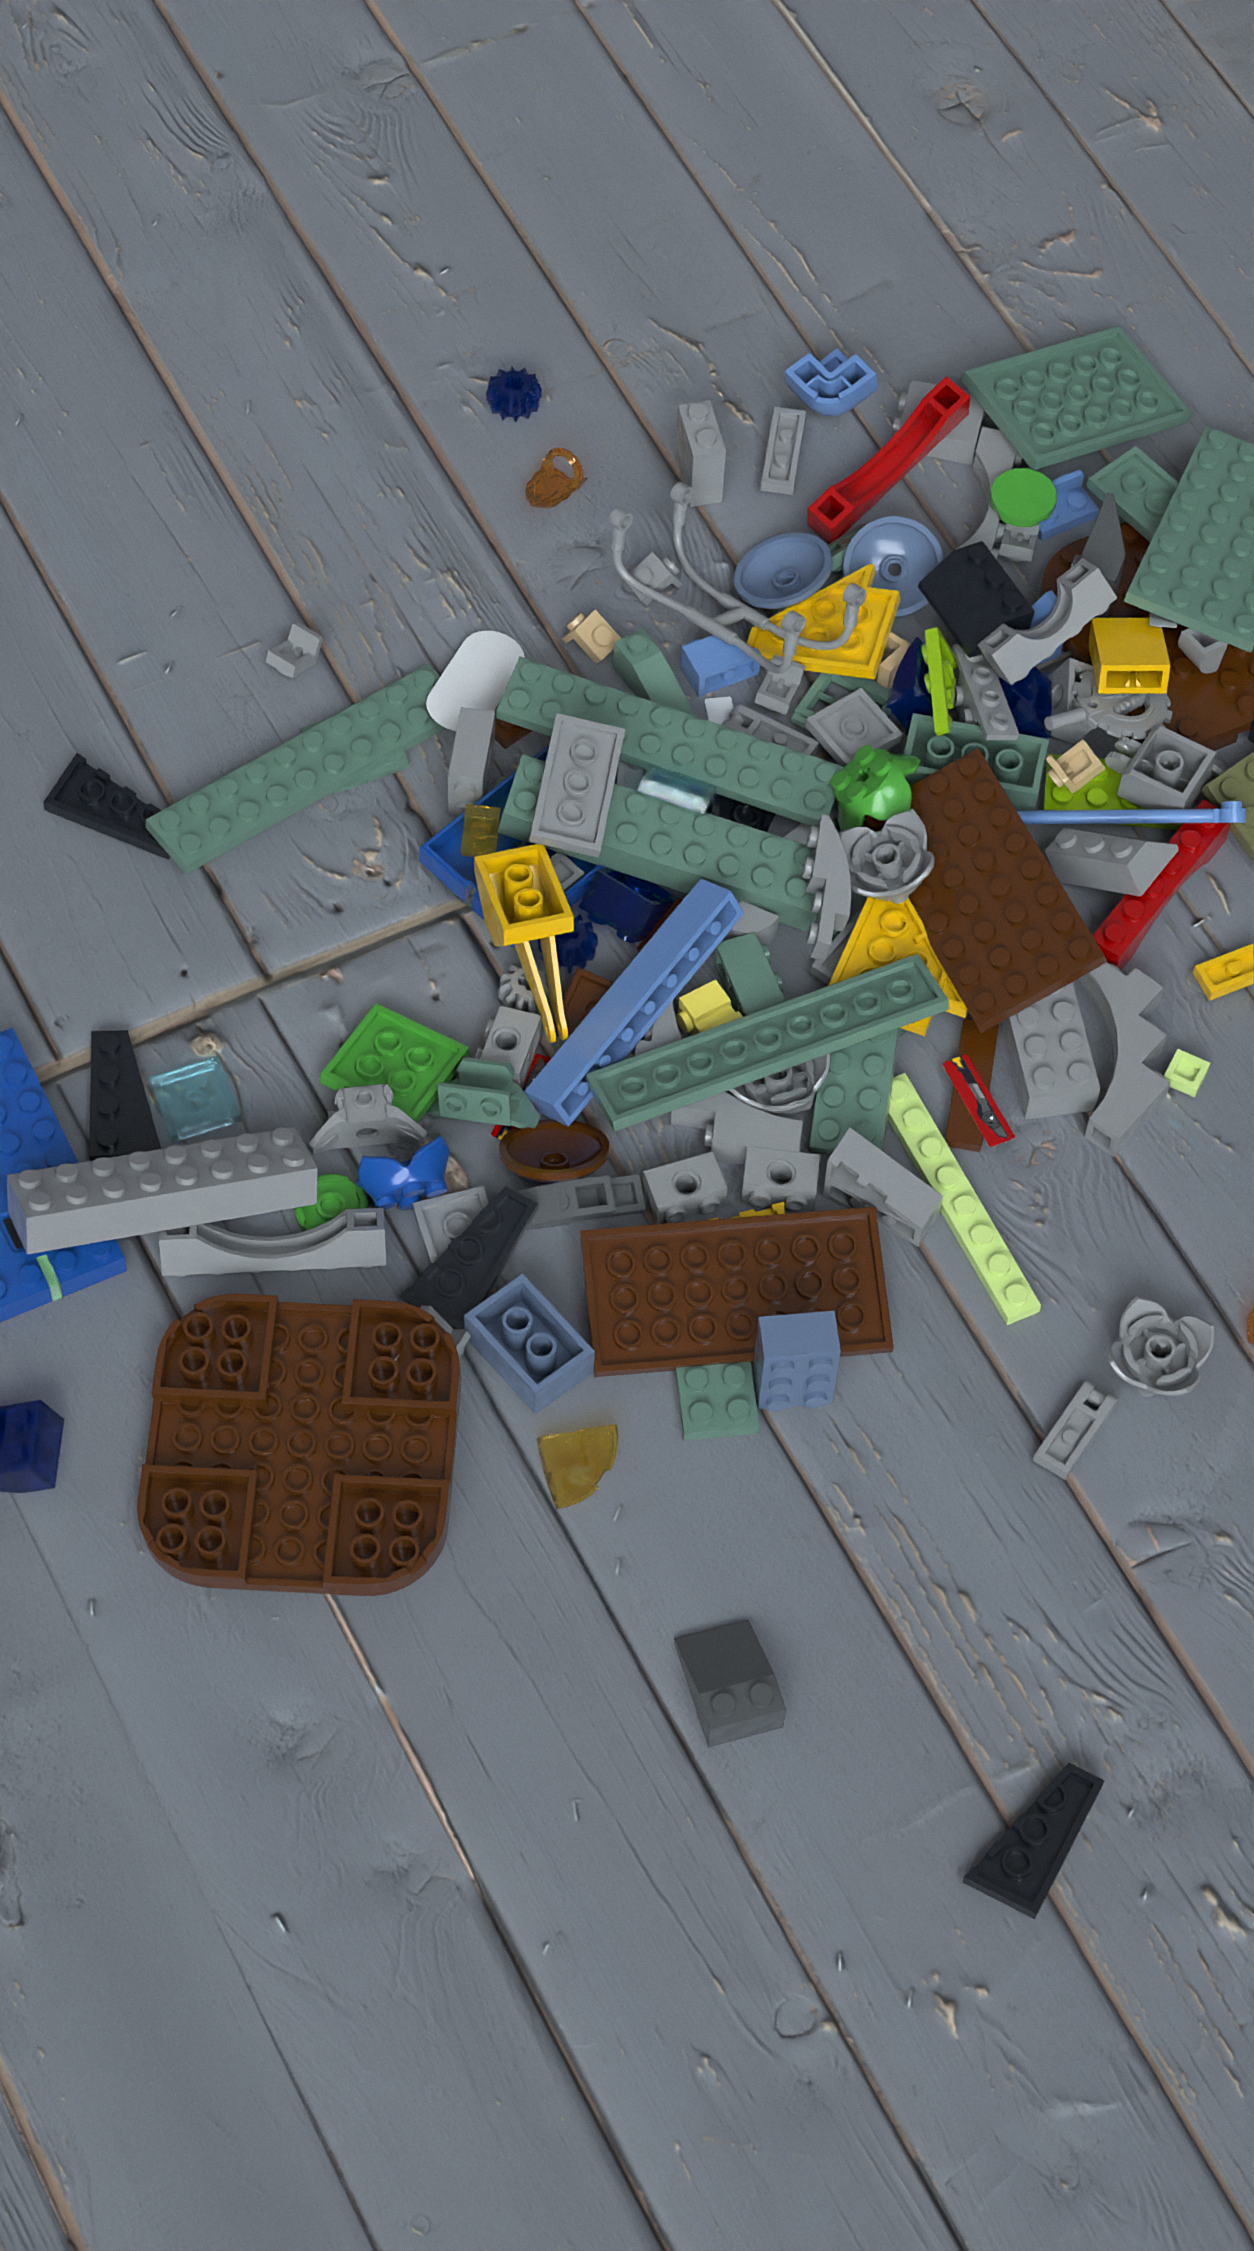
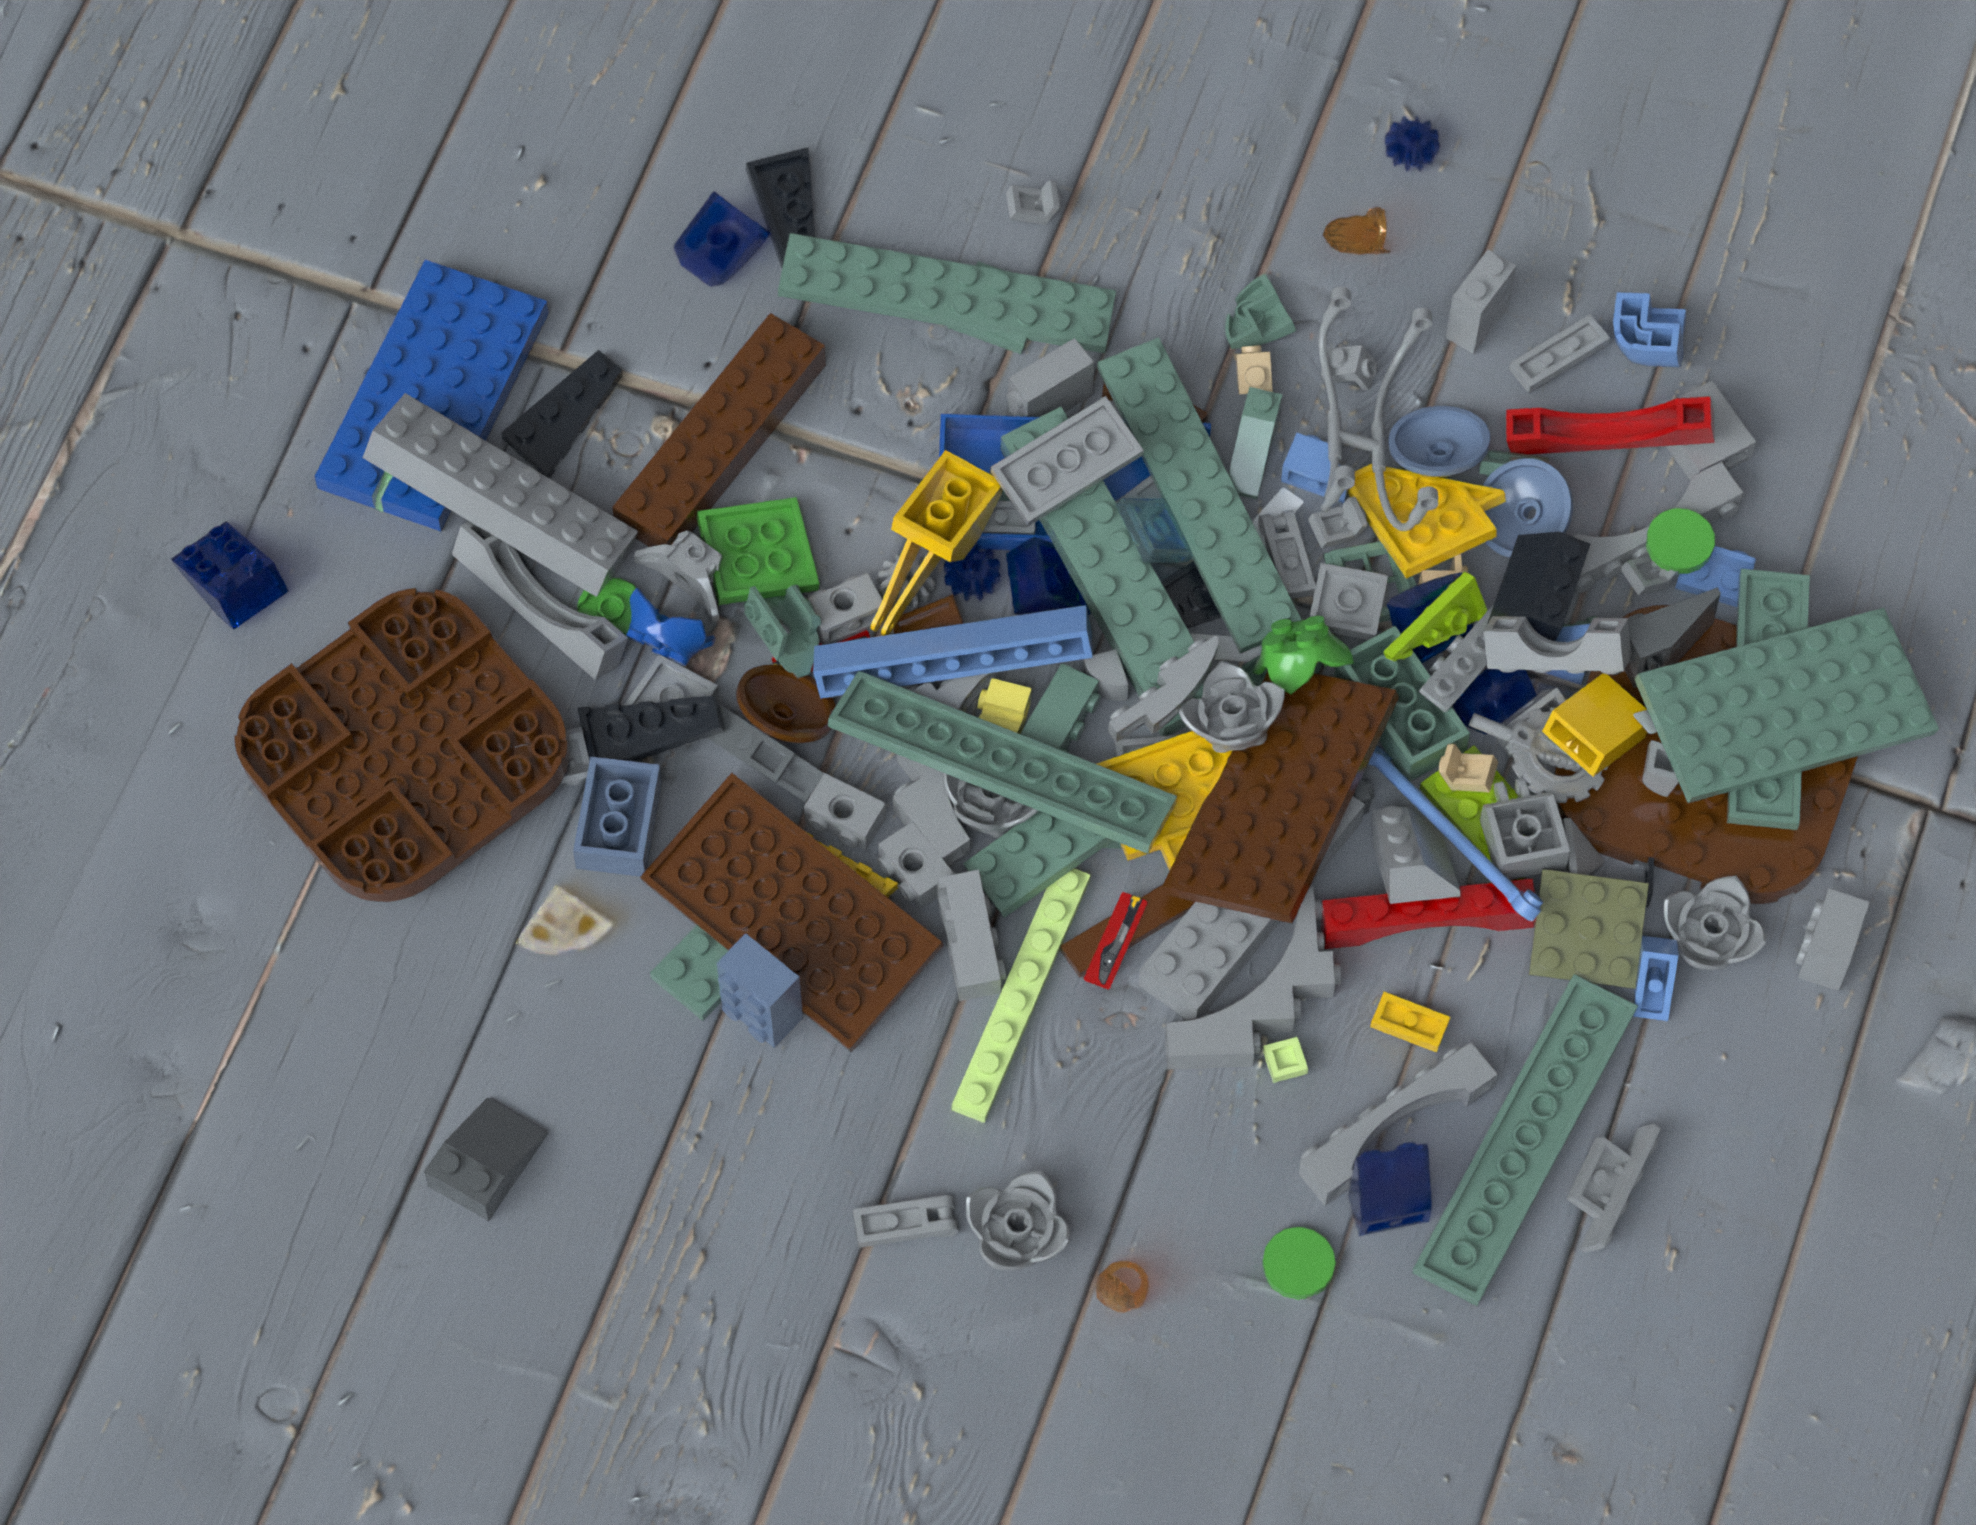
camera: 50 degrees right, 5 degrees up
(92, 874) = (718, 241): none -> clear blue slope
(195, 1099) = (611, 455): clear light blue tile -> none
(264, 1006) = (721, 432): none -> reddish brown brick
(474, 677) = (1127, 325): white sticker -> none
(480, 830) = (988, 443): clear yellow bracket -> none
(547, 597) = (1257, 316): none -> sand green brick
(1032, 1851) = (532, 1457): black wing -> none
(1076, 397) = (1824, 502): sand green plate -> none

